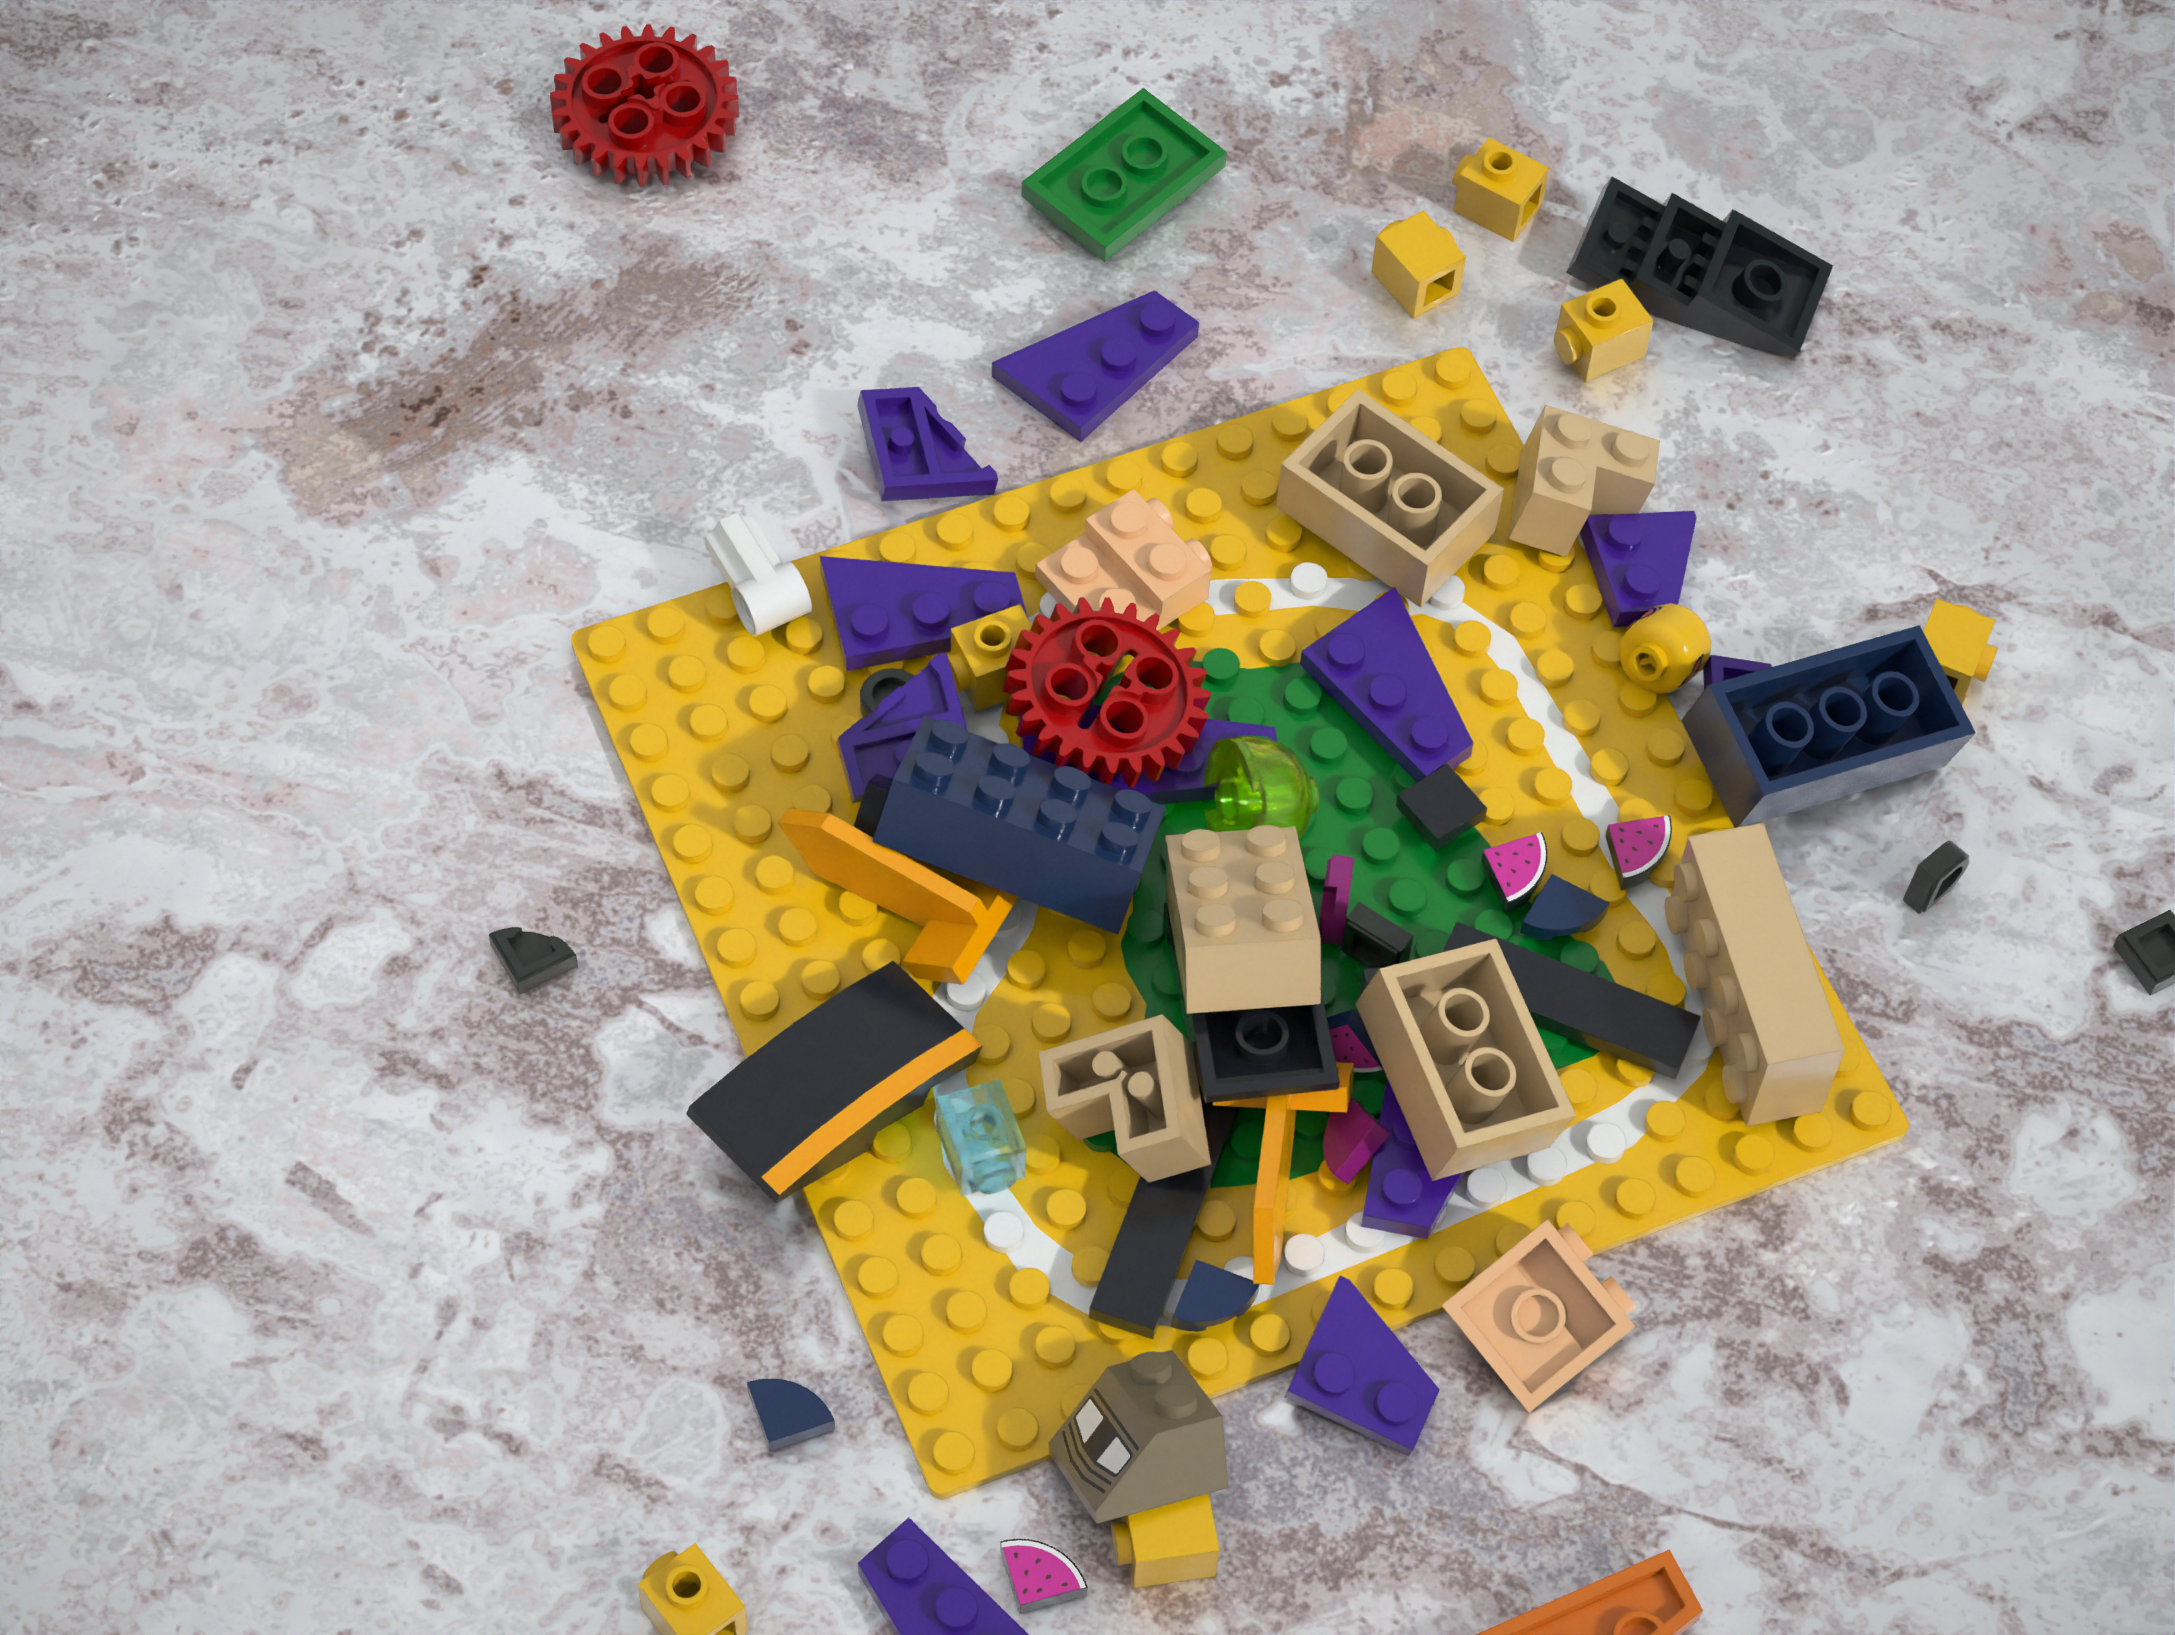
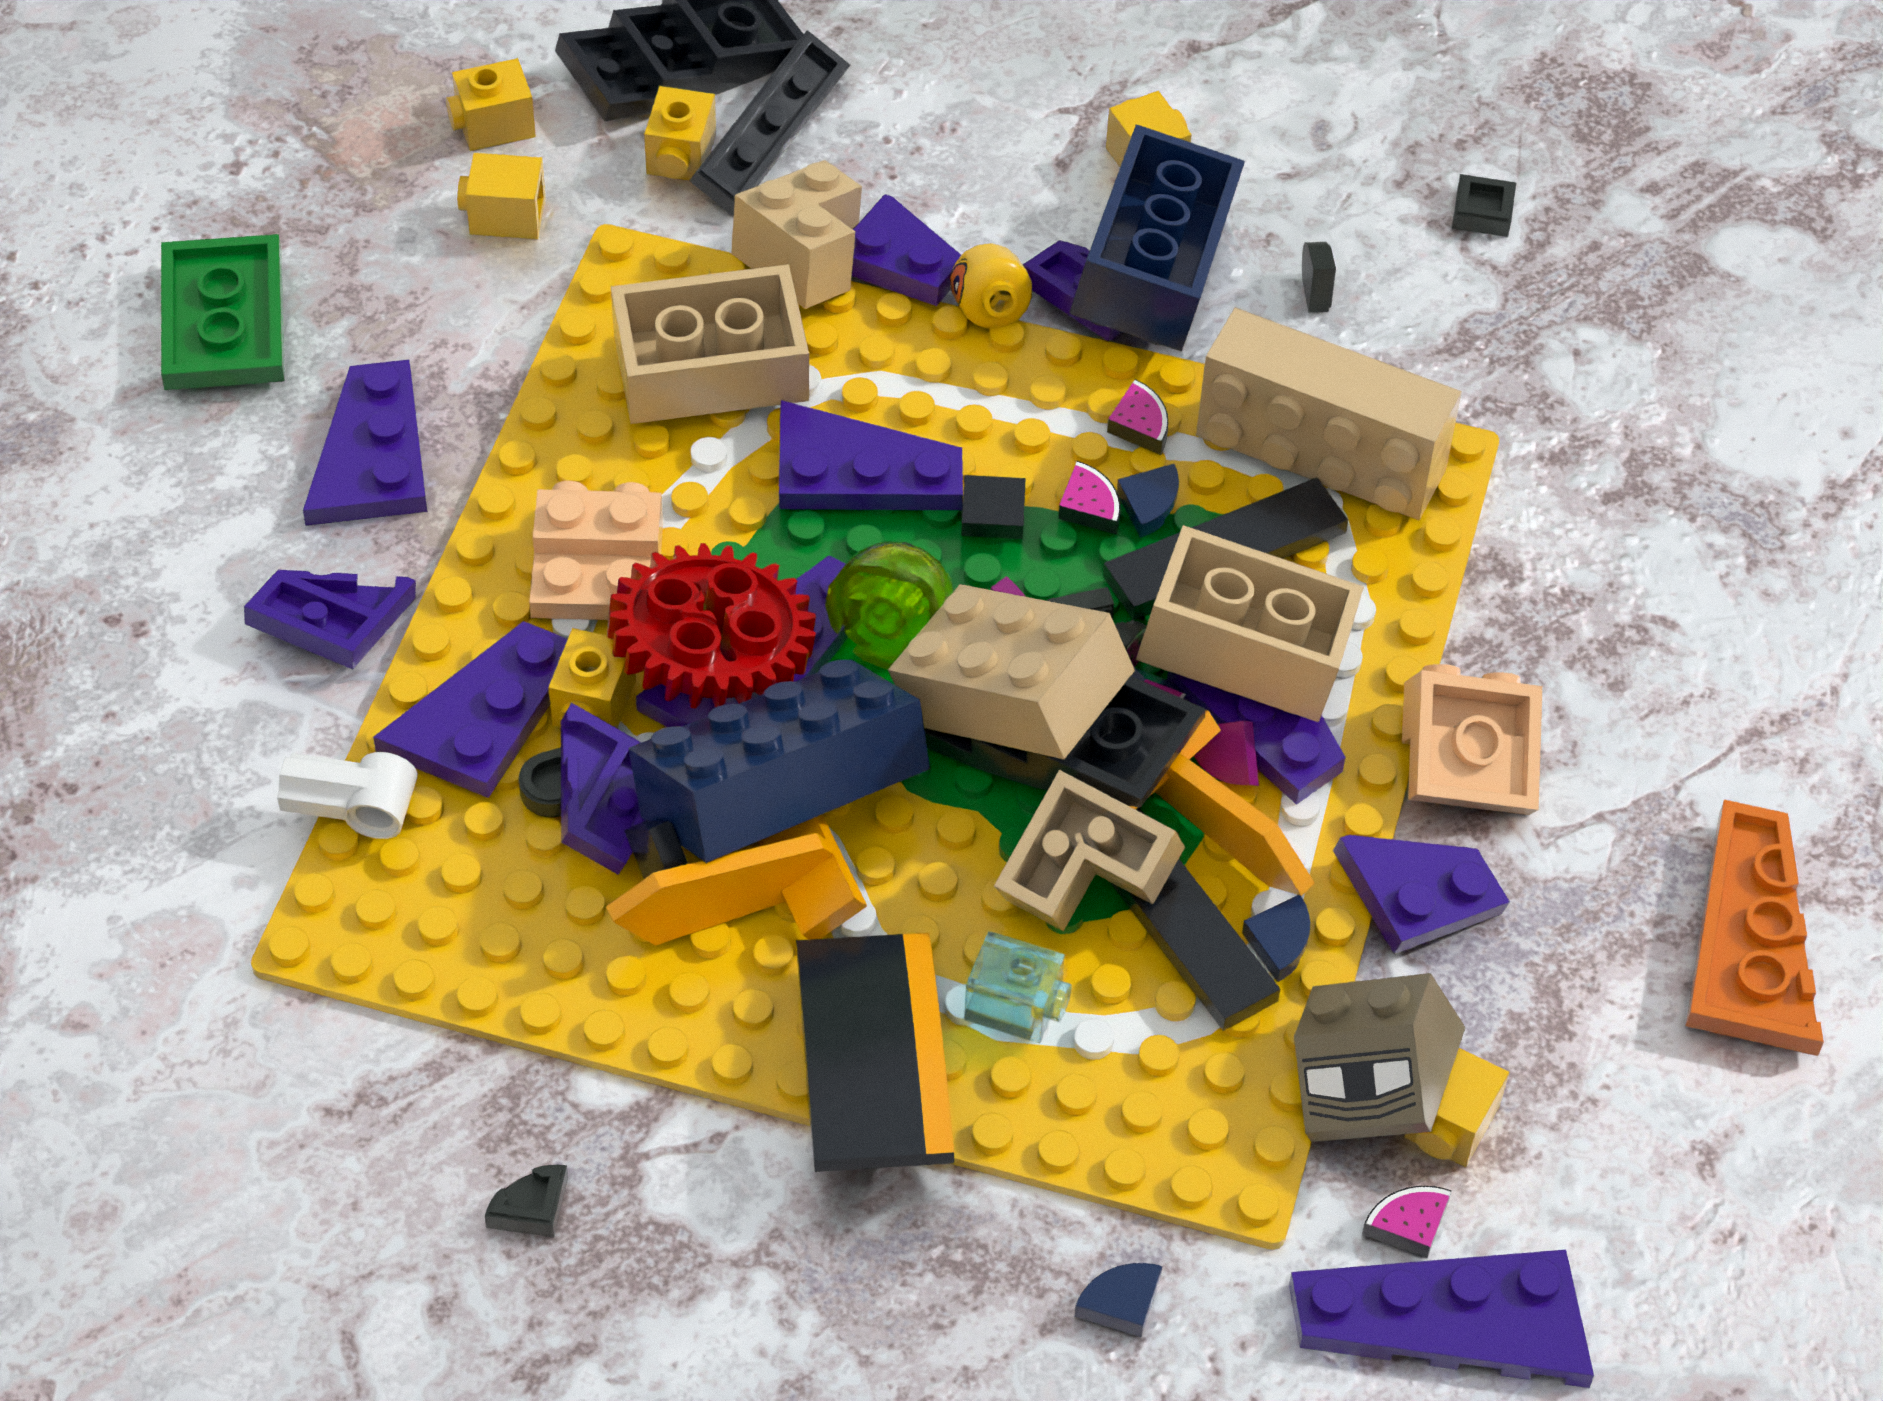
camera: 50 degrees left, 5 degrees down
(1687, 380) = (770, 121): none -> black tile

